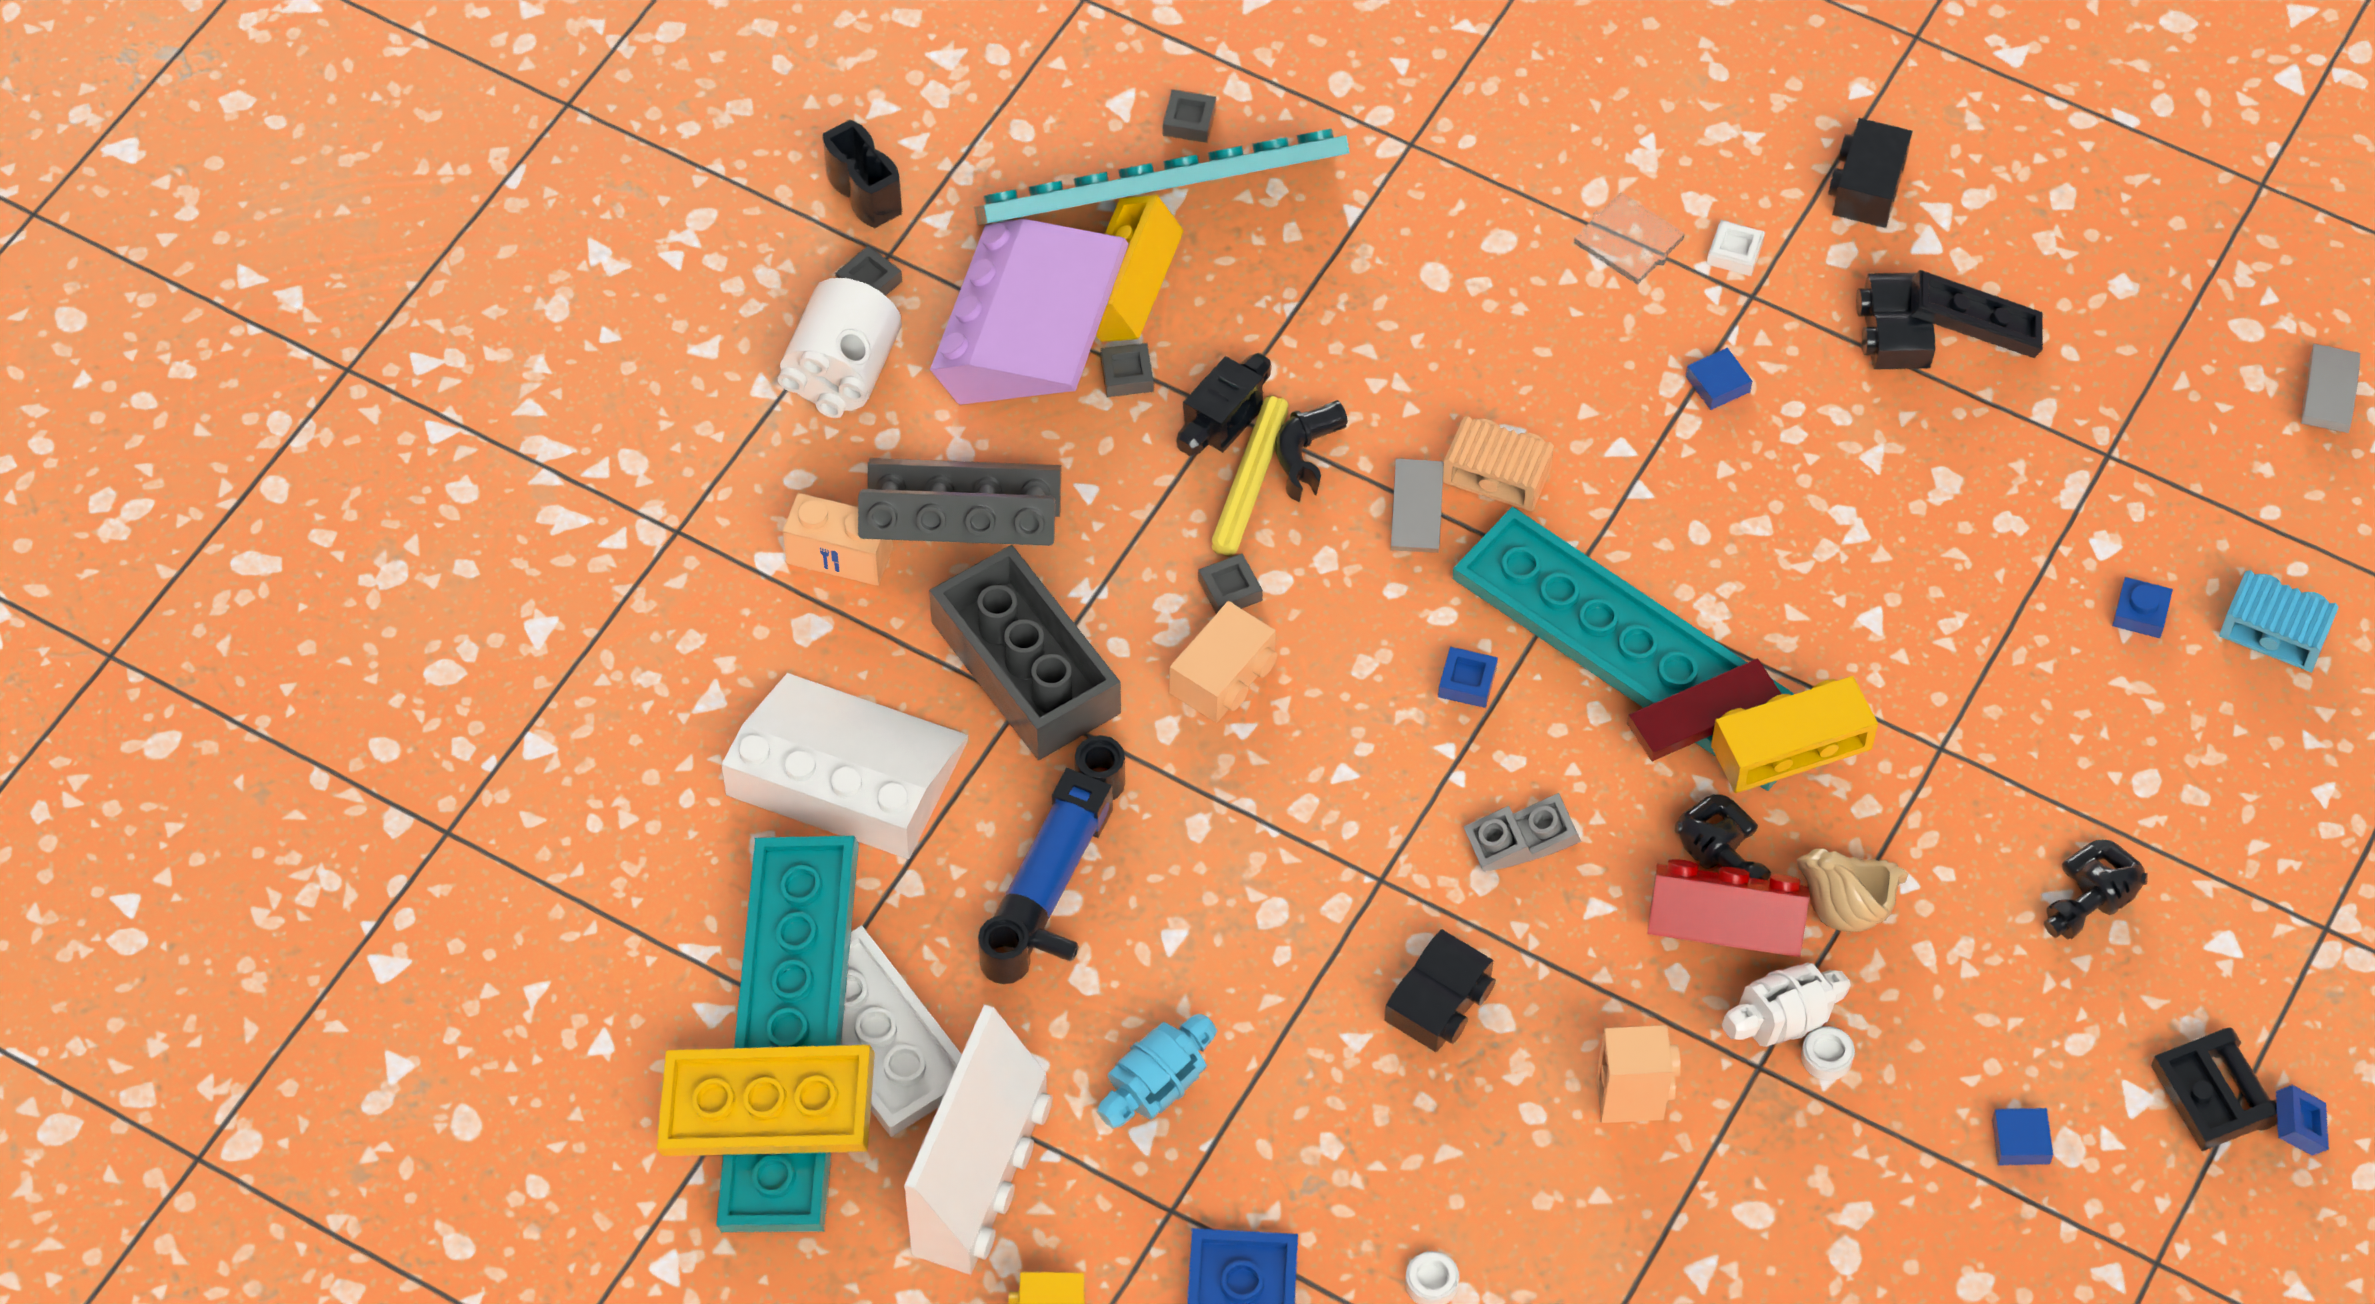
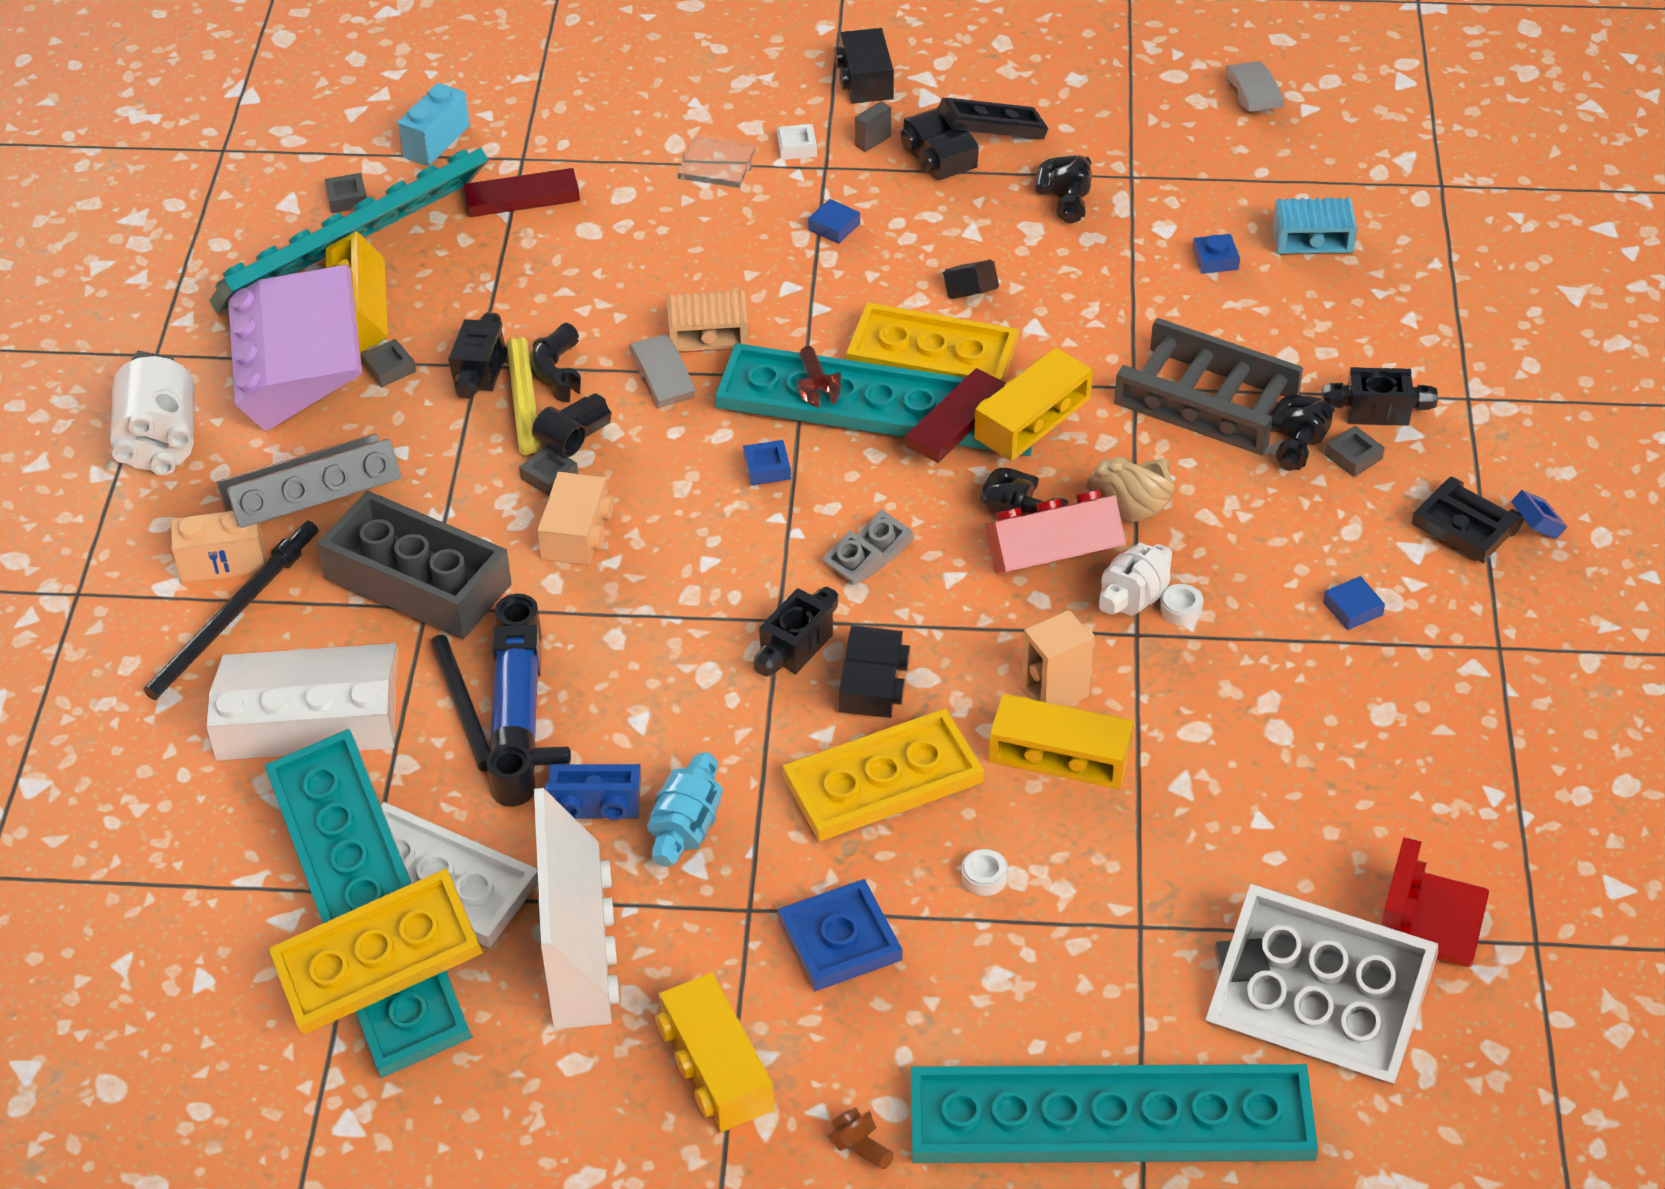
camera: 25 degrees left, 10 degrees down
(862, 173) = (110, 302): black brick -> none
(903, 576) = (283, 556): none -> black bar
(1001, 832) = (461, 700): none -> black bar
(1078, 1006) = (596, 789): none -> blue bracket
(1268, 545) = (567, 429): none -> black piece
(1326, 62) = (433, 124): none -> medium azure brick
(1375, 926) = (796, 631): none -> black piece
(1384, 194) = (521, 192): none -> dark red tile
(1386, 1119) = (882, 774): none -> yellow plate
(1575, 594) = (817, 379): none -> clear red bar
(1595, 1164) = (1061, 741): none -> yellow brick
(1735, 599) = (931, 342): none -> yellow plate
(1831, 265) = (873, 126): none -> dark grey tile
(1831, 526) = (971, 279): none -> black slope
(2000, 826) = (1199, 411): none -> dark grey fence
(2022, 438) = (1069, 179): none -> black piece
(2143, 943) = (1354, 451): none -> dark grey tile
(2212, 868) = (1380, 396): none -> black piece

